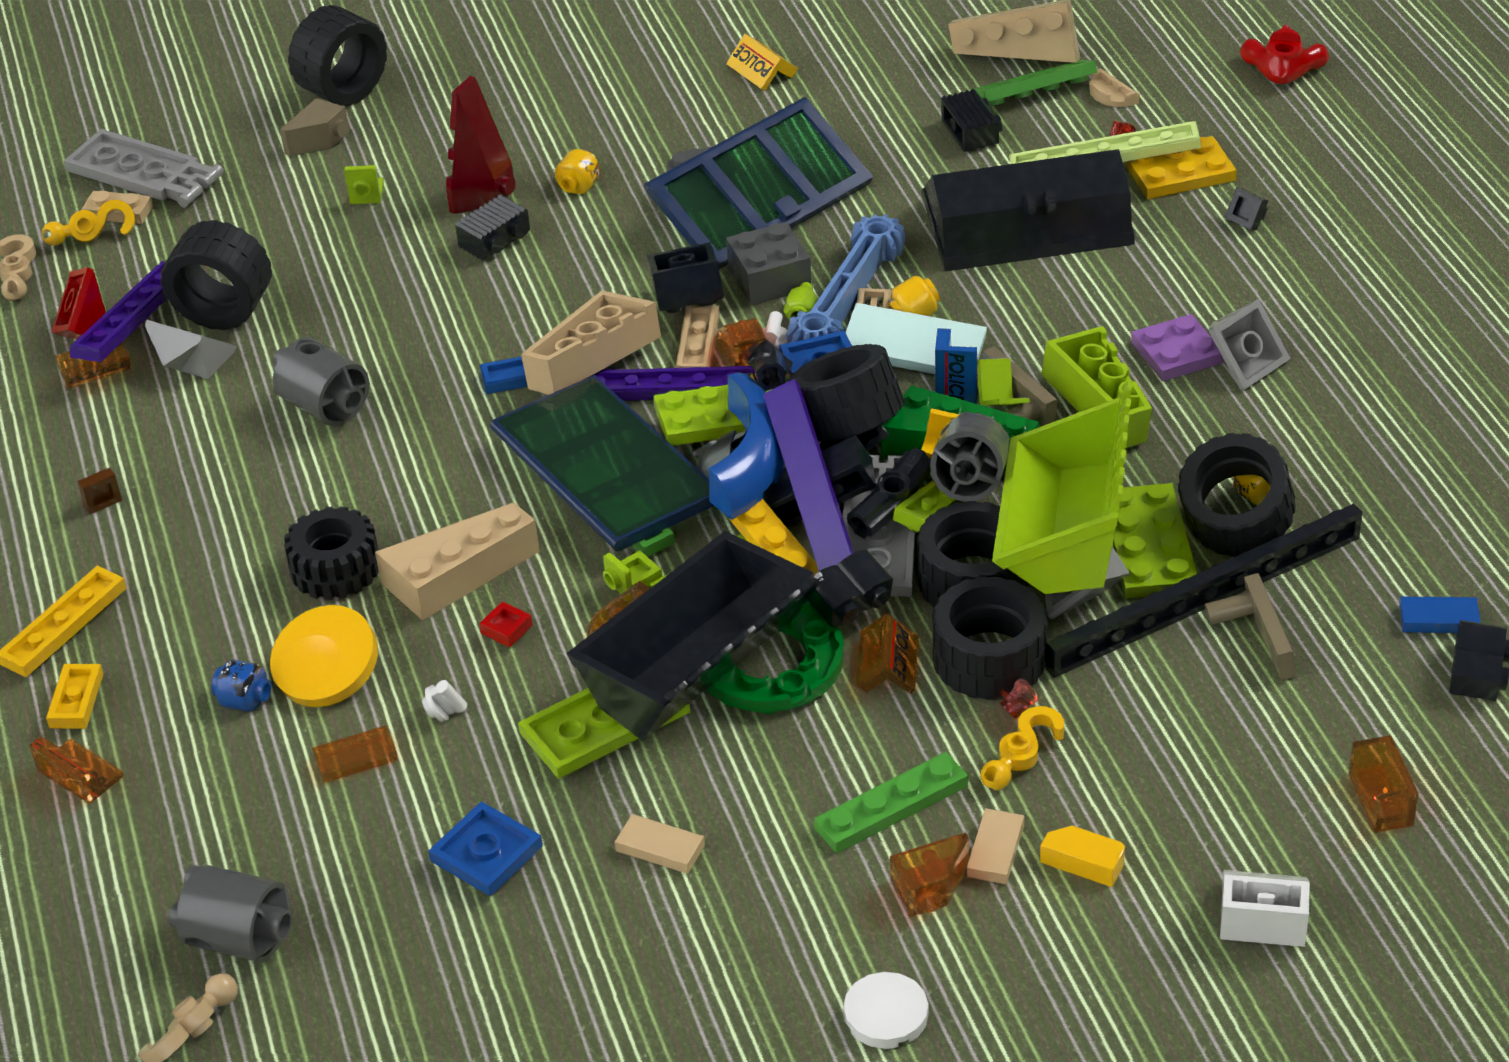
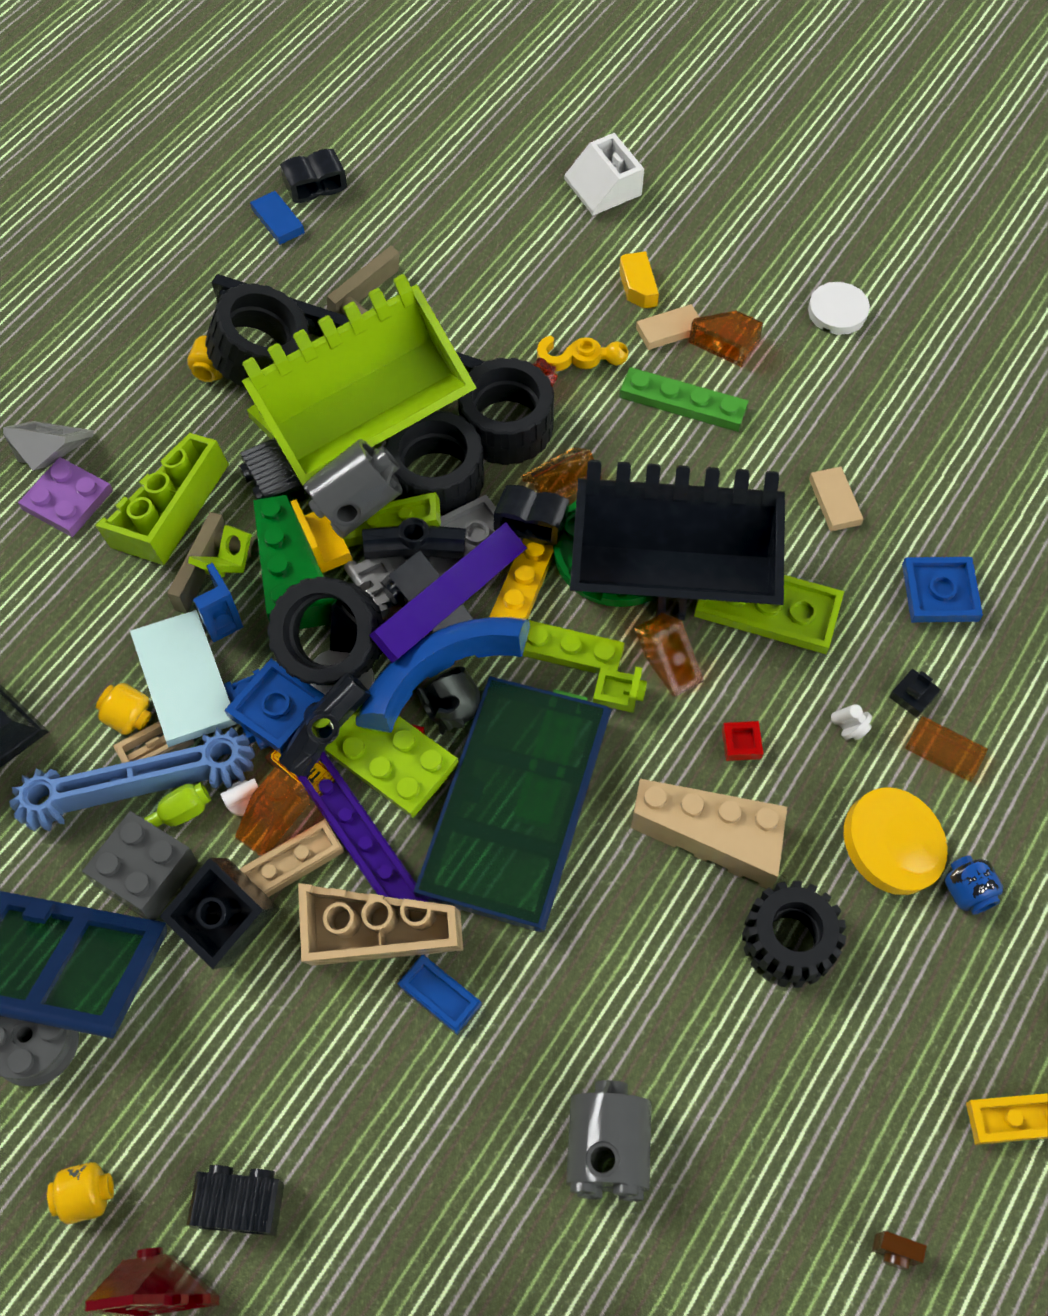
camera: 130 degrees left, 20 degrees up
(420, 766) = (915, 692): none -> black tile
(1383, 784) = (463, 169): clear orange panel -> none

